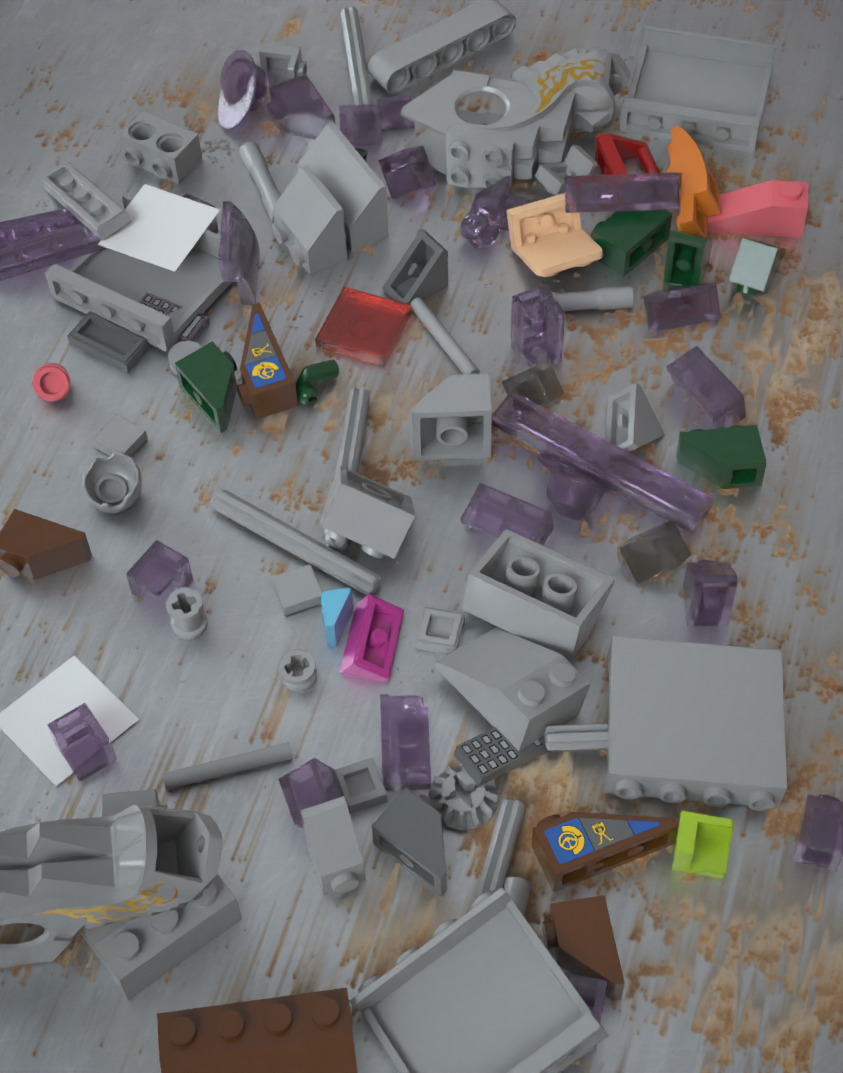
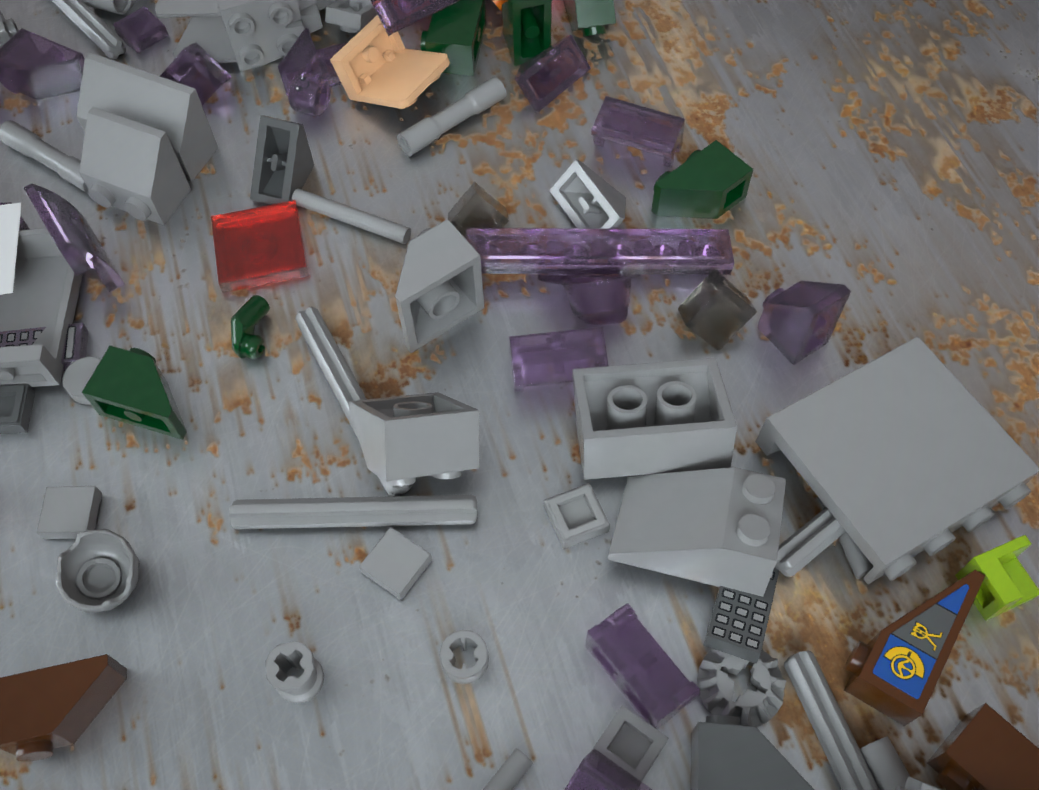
camera: 35 degrees left, 5 degrees up
(158, 570) = (228, 643): clear purple panel -> none
(264, 372) = (195, 351): reddish brown slope -> none
(337, 611) = (458, 567): medium azure slope -> none
(361, 124) = (115, 44): clear purple panel -> none
(372, 639) = (514, 570): dark pink slope -> none
(537, 325) = (444, 152): clear purple hinge -> none

